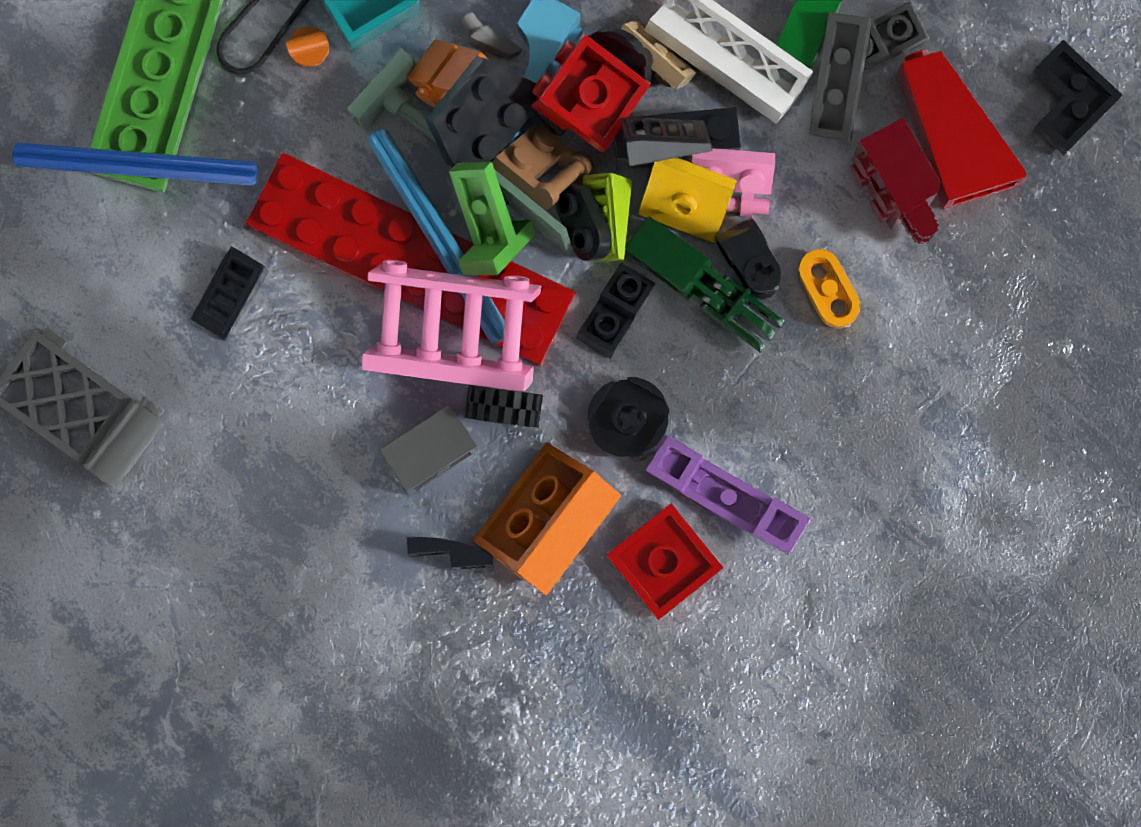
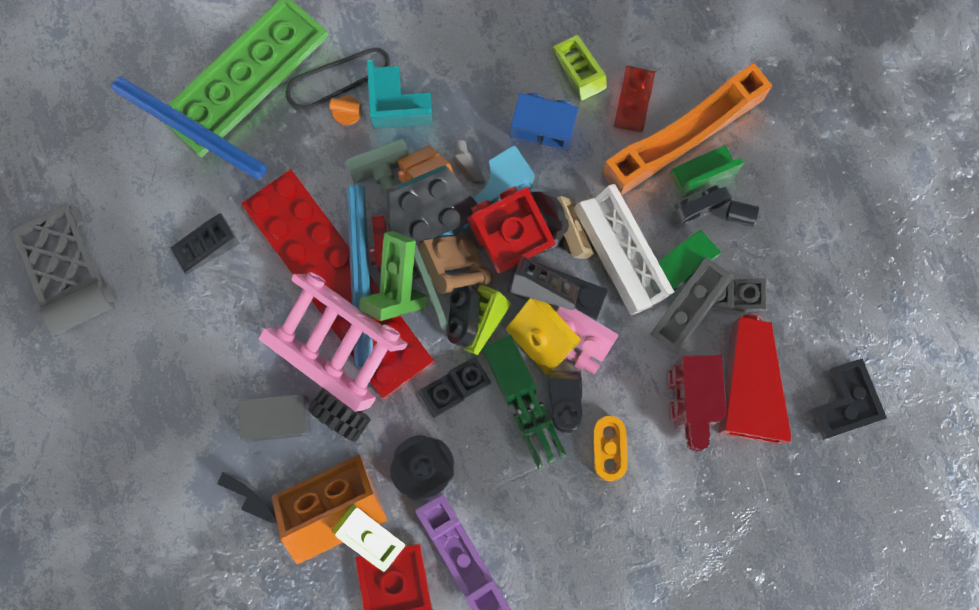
camera: 25 degrees right, 5 degrees down
(445, 196) = (375, 253): none -> red plate
(612, 522) = (368, 538): none -> plate

